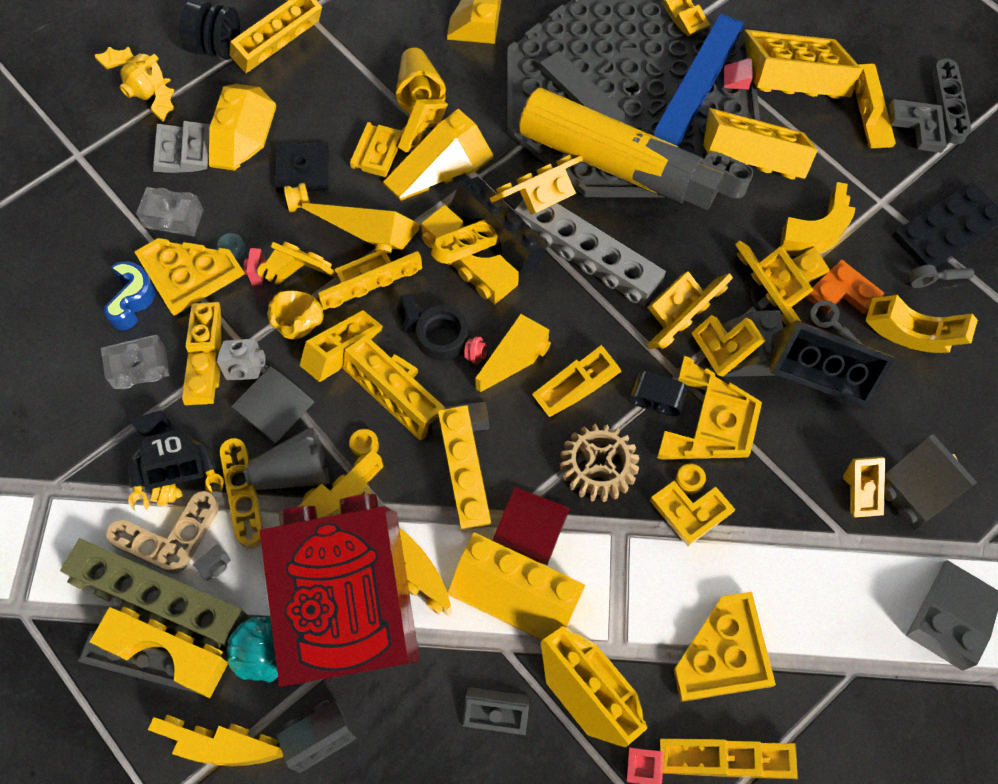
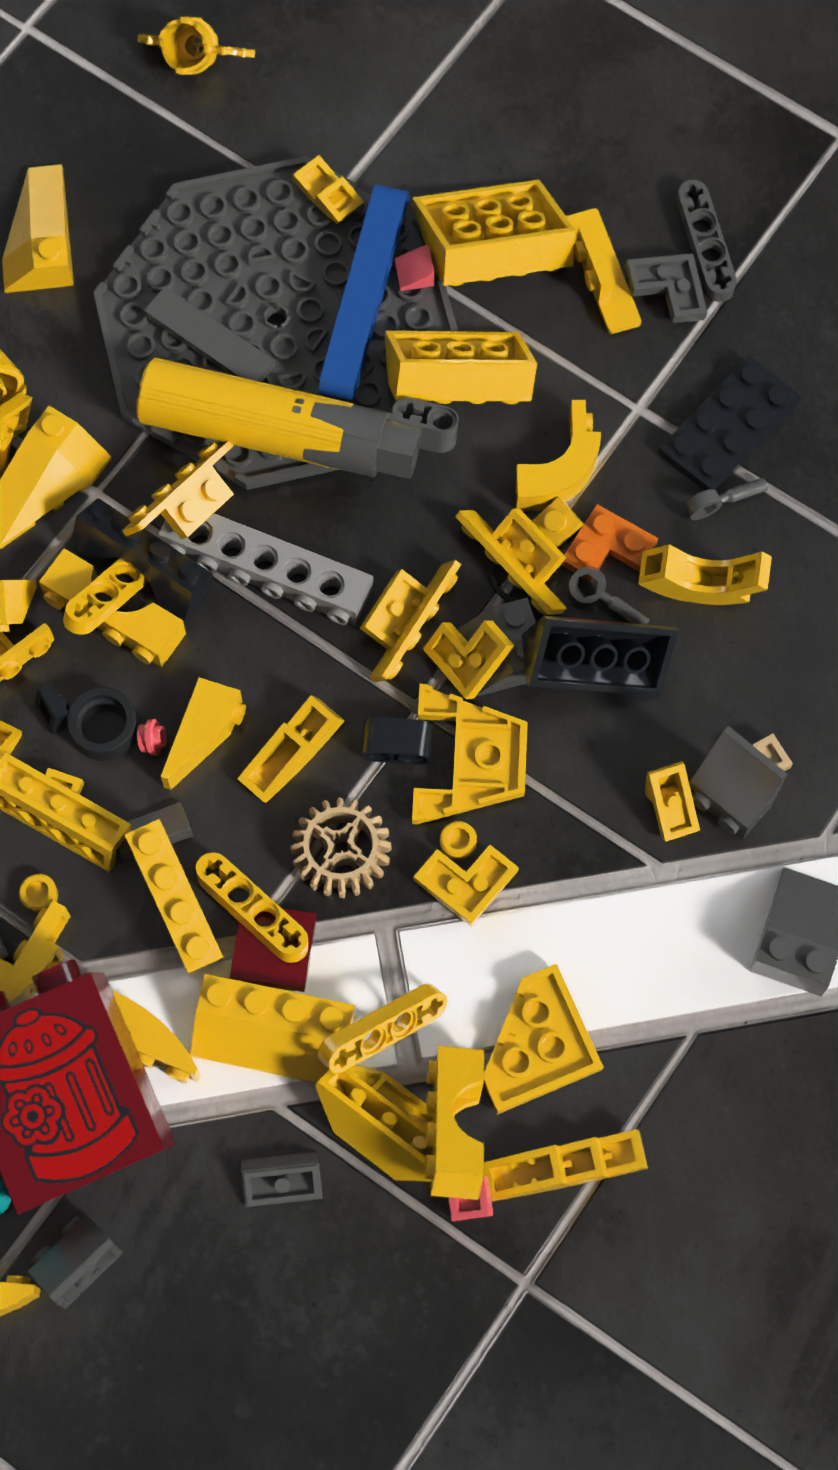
camera: 15 degrees left, 5 degrees up
(517, 492) = (248, 909): none -> yellow beam
(573, 618) = (347, 1047): none -> yellow beam
(643, 733) = (456, 1158): none -> yellow arch

